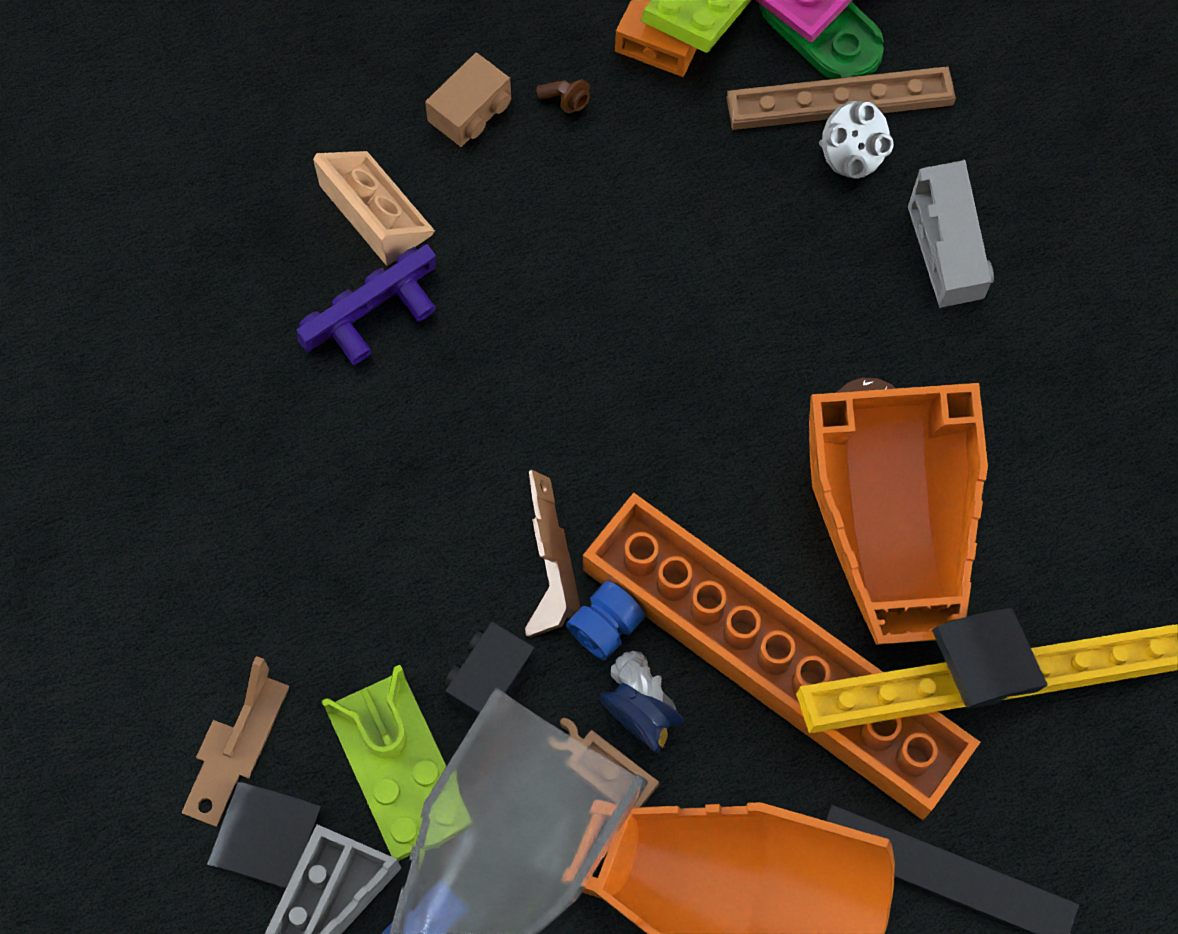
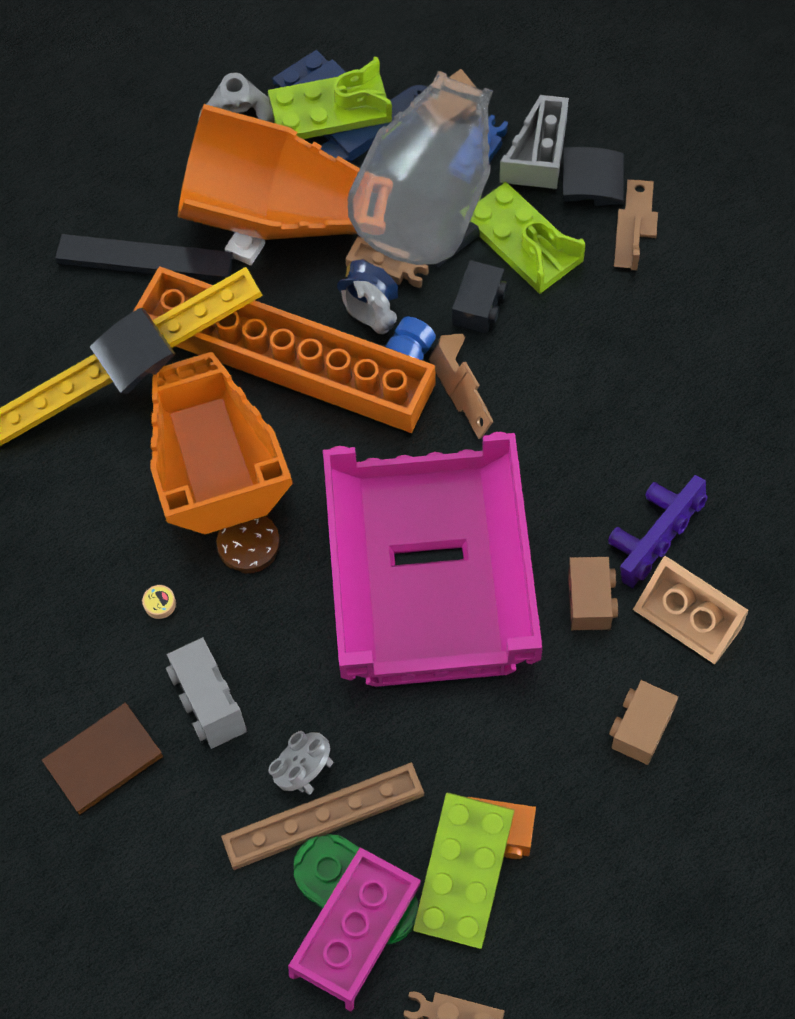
camera: 170 degrees right, 5 degrees down
(478, 248) = (591, 593): none -> medium nougat brick
(573, 94) = (558, 751): reddish brown plate -> none
(660, 270) = (440, 615): none -> dark pink panel
(989, 369) = (159, 602): none -> tile
(1076, 210) = (102, 758): none -> reddish brown tile

